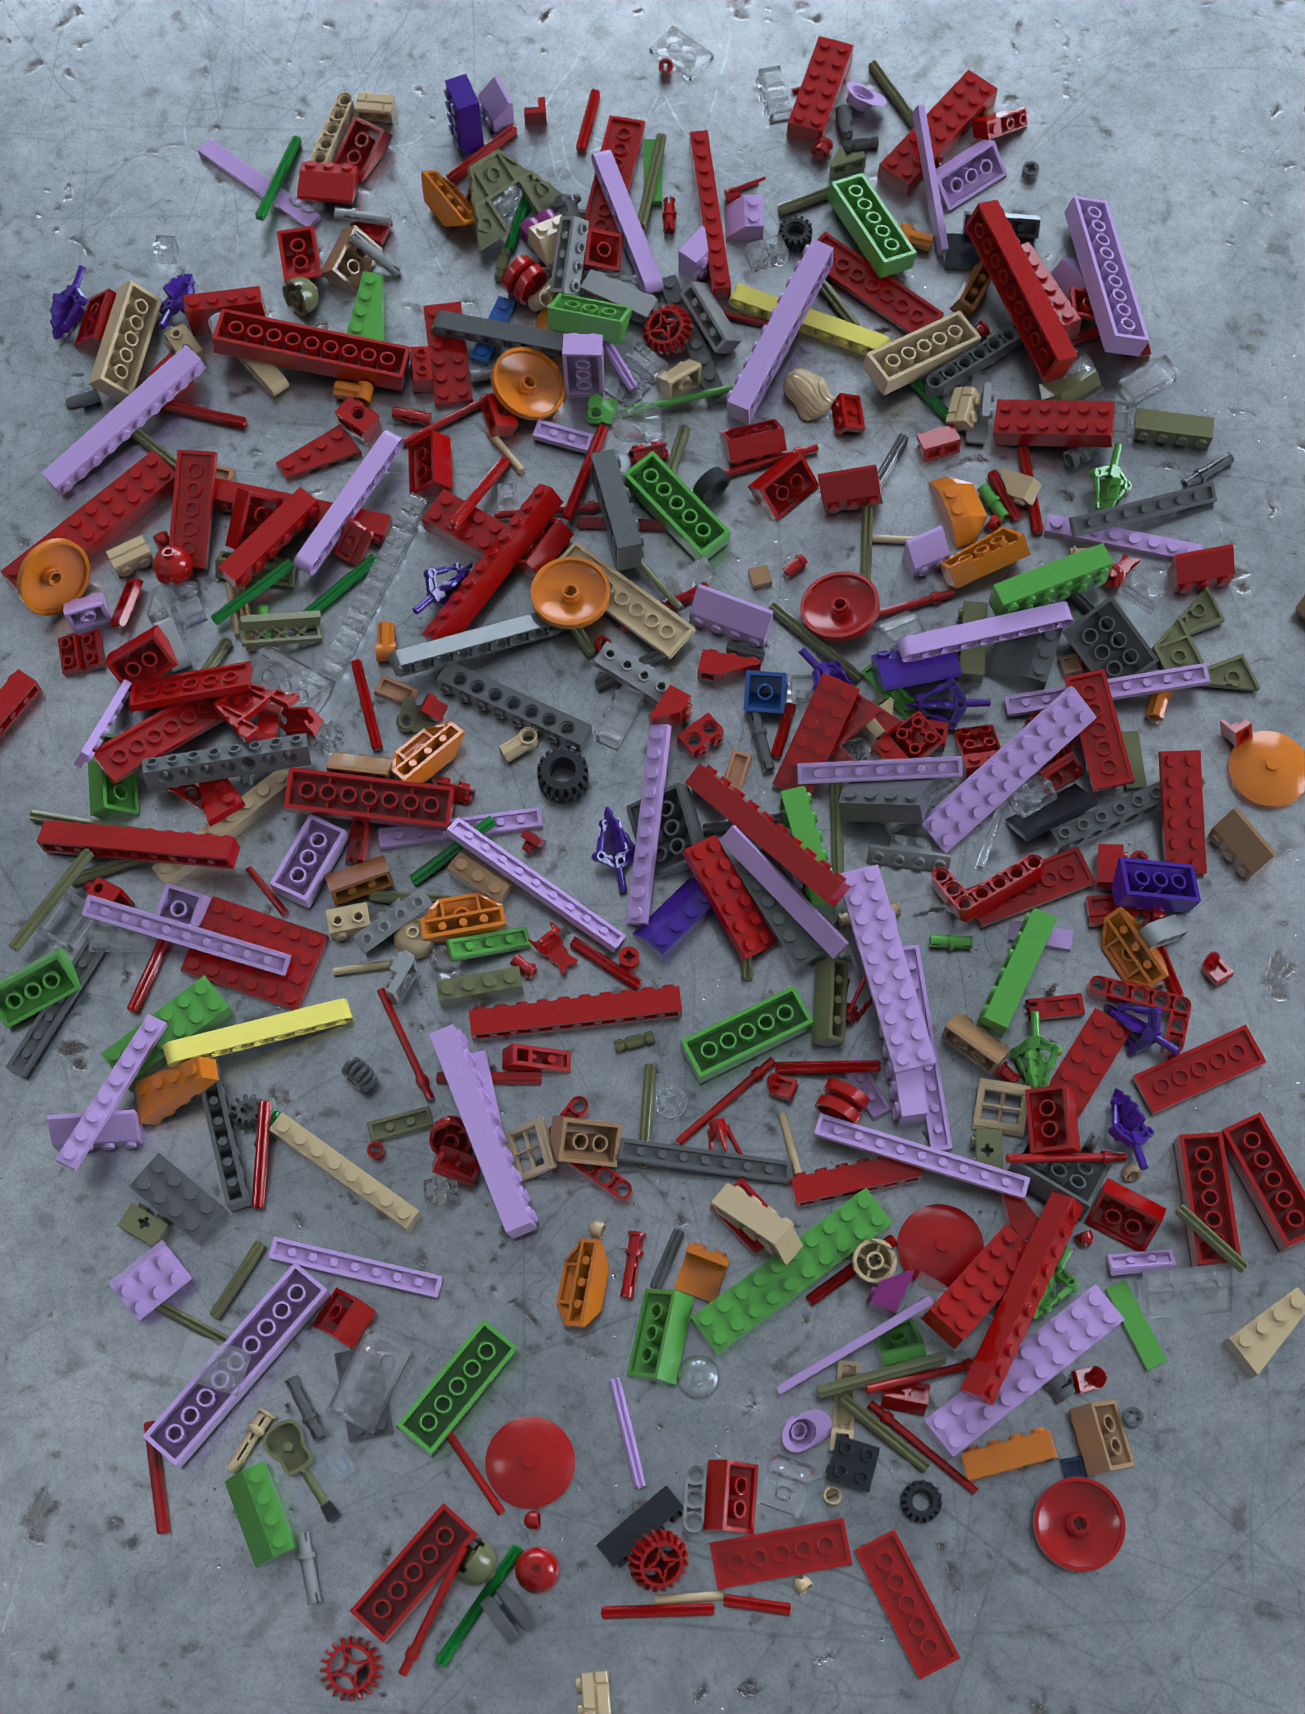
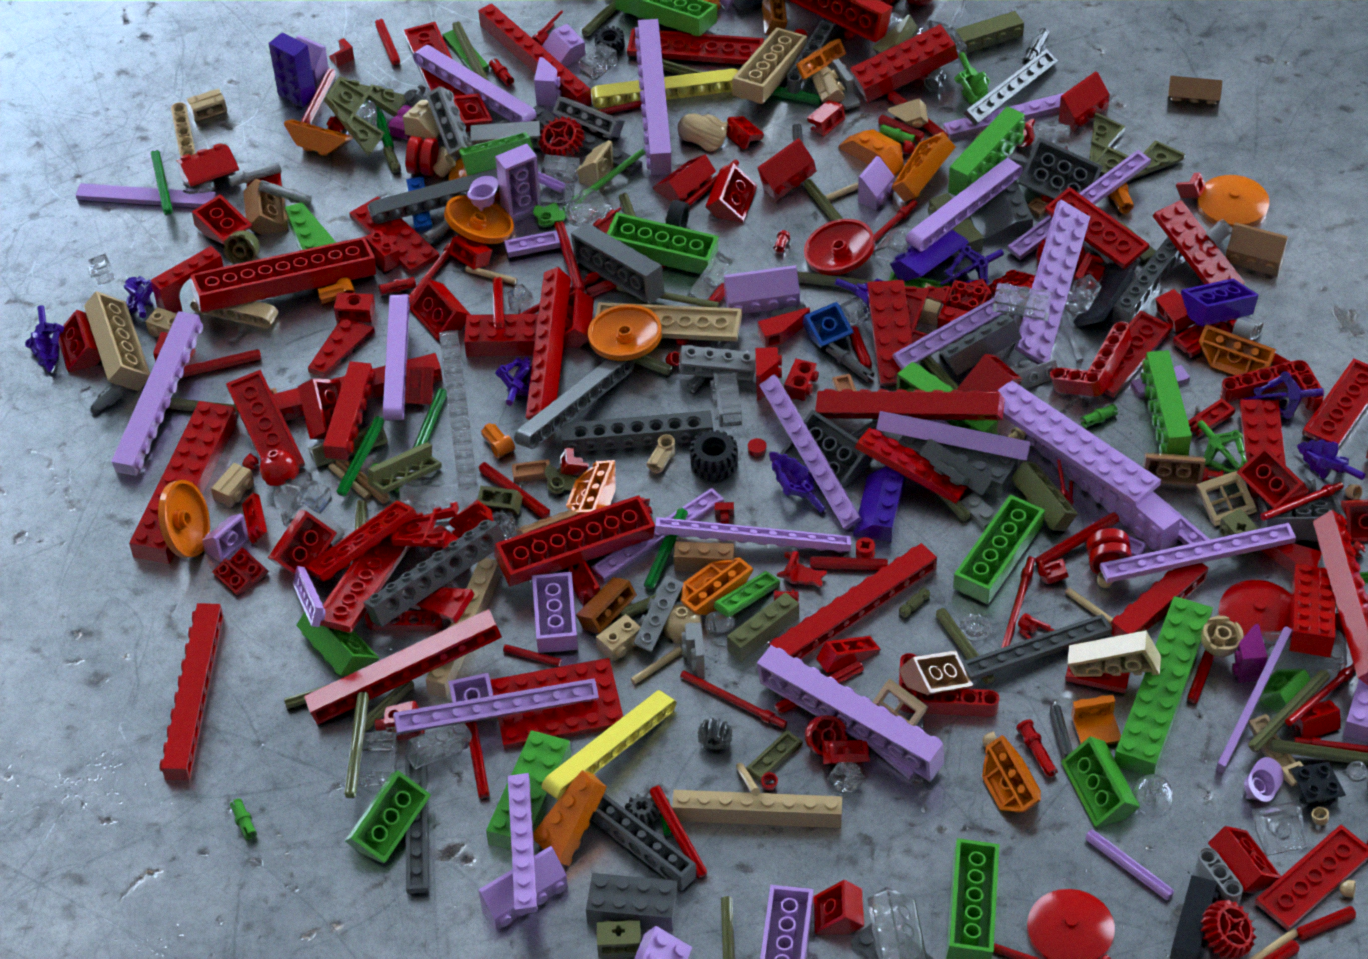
camera: 30 degrees left, 20 degrees down
(341, 711) = (500, 499): none -> olive brick
(354, 1139) = (748, 779): none -> tan bar
(356, 1267) = (821, 870): lavender plate -> none
(363, 146) = (216, 128): red slope -> none
(546, 356) = (483, 191): none -> lavender piece
(611, 786) = (757, 447): none -> red tile
(760, 576) = (760, 261): medium nougat tile -> none
(761, 926) = (955, 467): none -> dark grey bracket
(763, 978) = (979, 510): none -> light grey plate
(865, 847) = (988, 375): none -> red slope
(954, 780) = (1022, 301): none -> clear brick
(975, 372) = (820, 58): none -> orange slope
(1216, 968) = (1302, 337): red plate -> none
(1218, 804) = (1219, 231): none -> light grey beam

